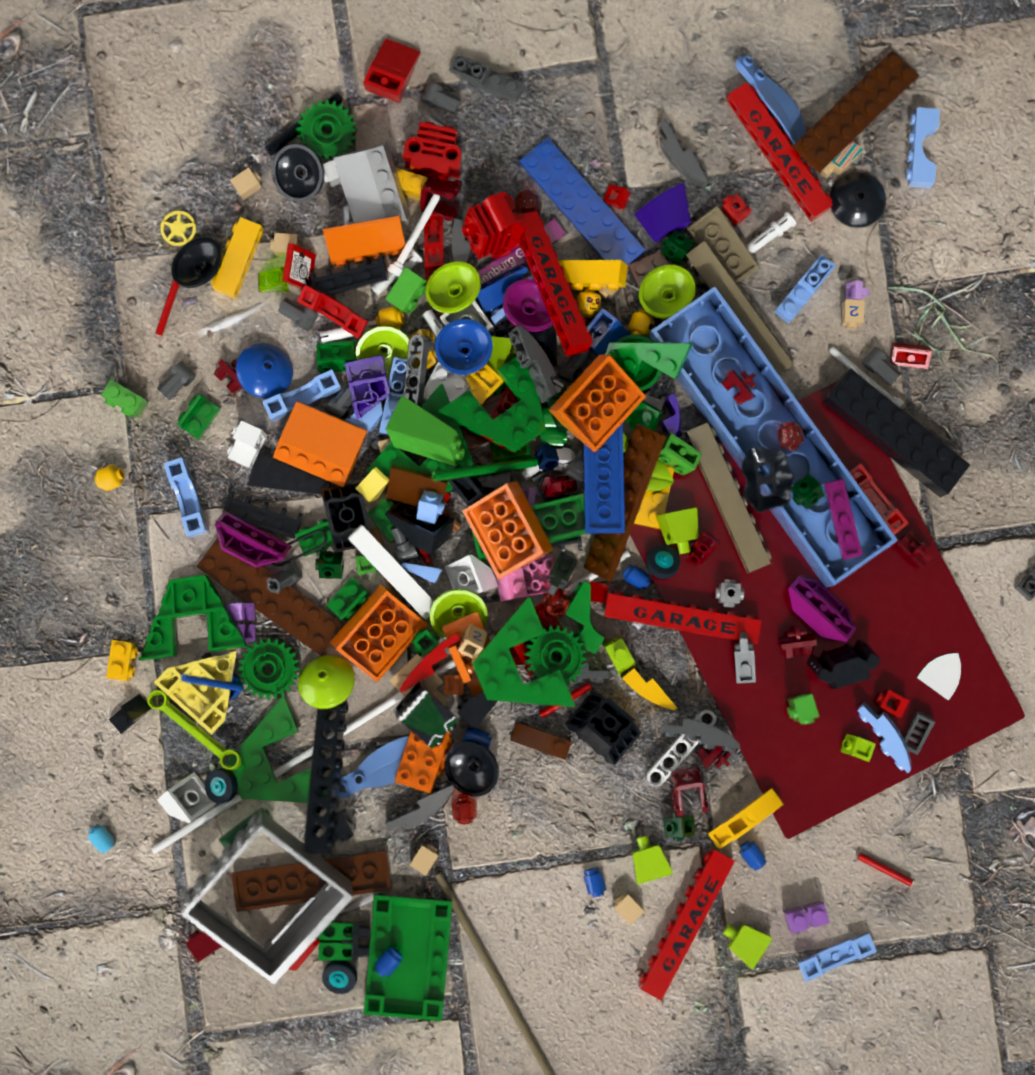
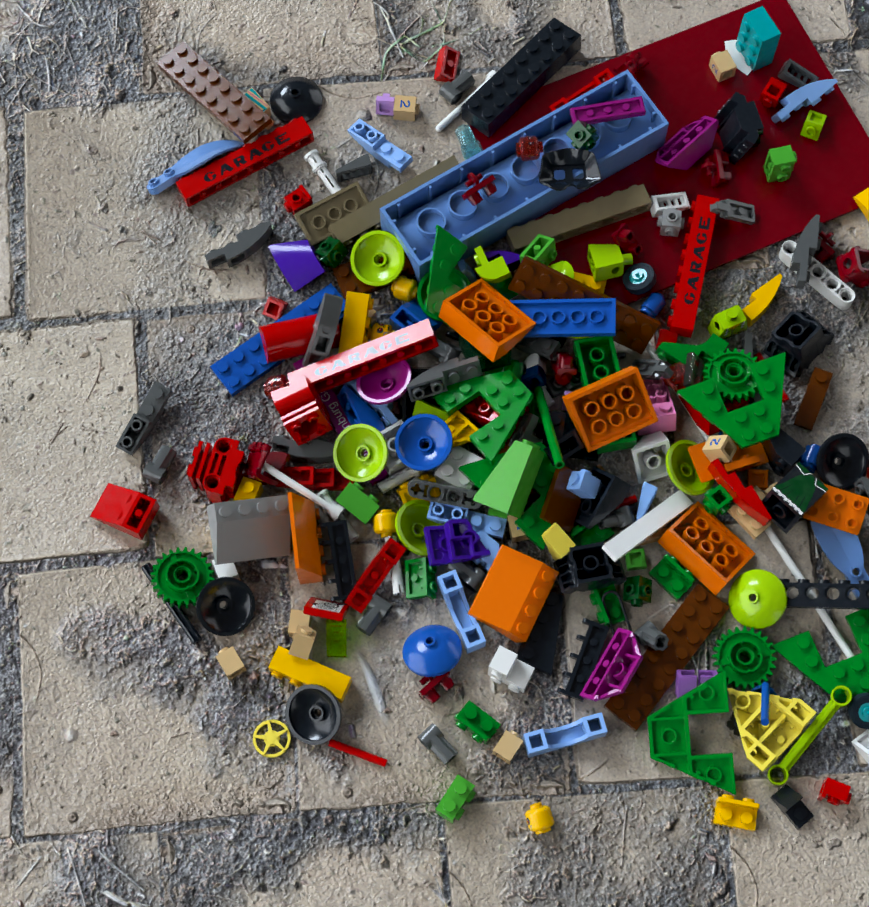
camera: 85 degrees left, 15 degrees down
(142, 754) = (835, 792): none -> red brick
(175, 445) = (508, 746): none -> tan brick
(263, 246) = (302, 642): none -> tan brick
(484, 449) = (525, 428): none -> dark grey slope
(556, 616) = (693, 370): none -> clear smoke tile
(580, 241) = (324, 329): none -> dark grey slope
(581, 220) = (290, 338): none -> red brick
(652, 404) = (492, 271): none -> lime brick
(663, 385) = (467, 270): none -> light blue tile
(742, 580) = (658, 203): none -> white slope
(778, 267) = (356, 168): none -> dark grey slope
(812, 382) = (468, 143): none -> clear light blue piece
(921, 170) = (273, 45): light blue arch -> none
(924, 648) = (722, 65): none -> tan brick
(951, 684) = (757, 38): none -> teal brick

